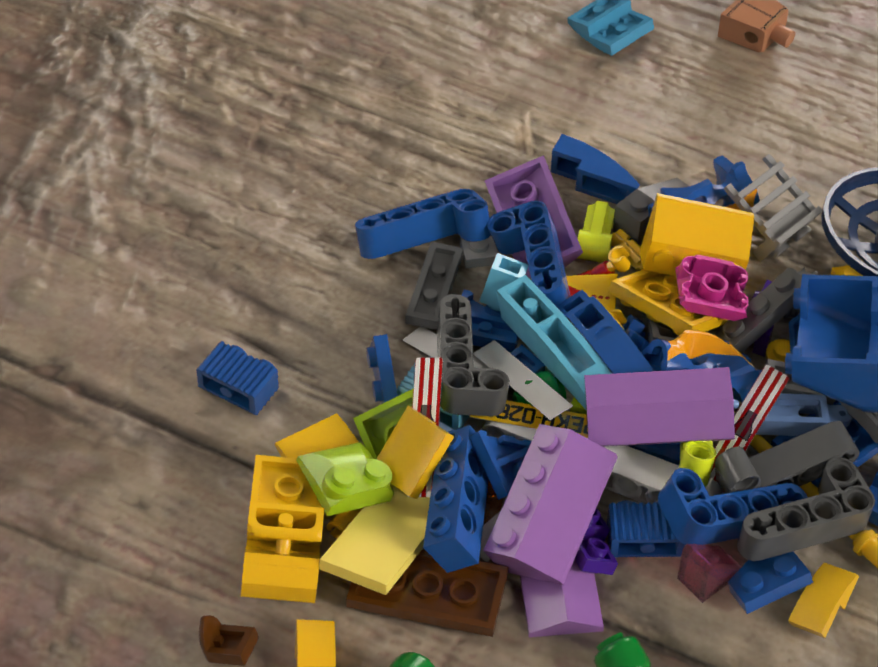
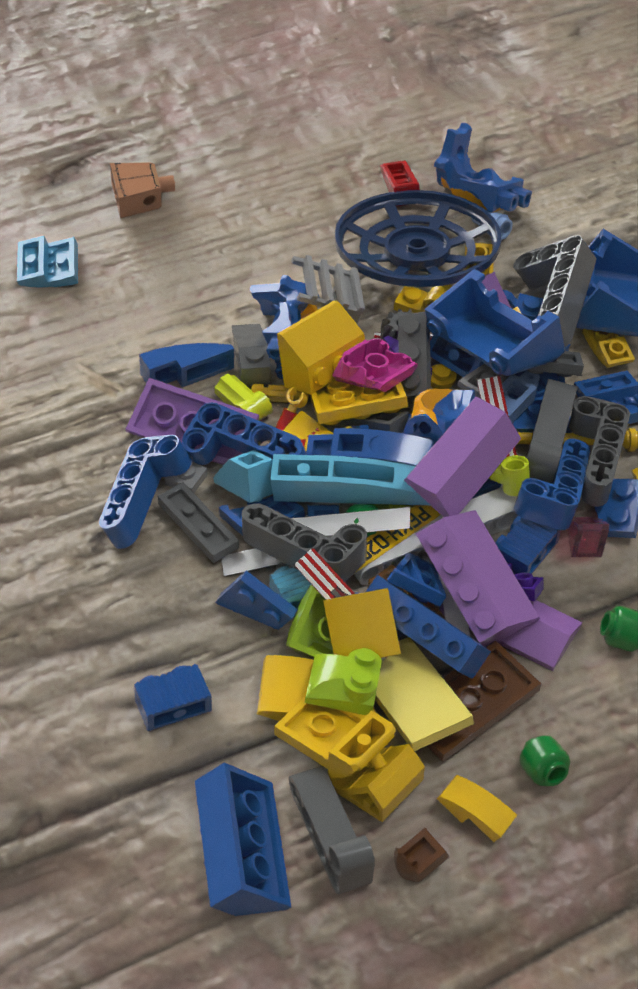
camera: 55 degrees left, 0 degrees up
(137, 510) = (241, 842): none -> blue slope
(179, 587) = (344, 856): none -> dark grey beam

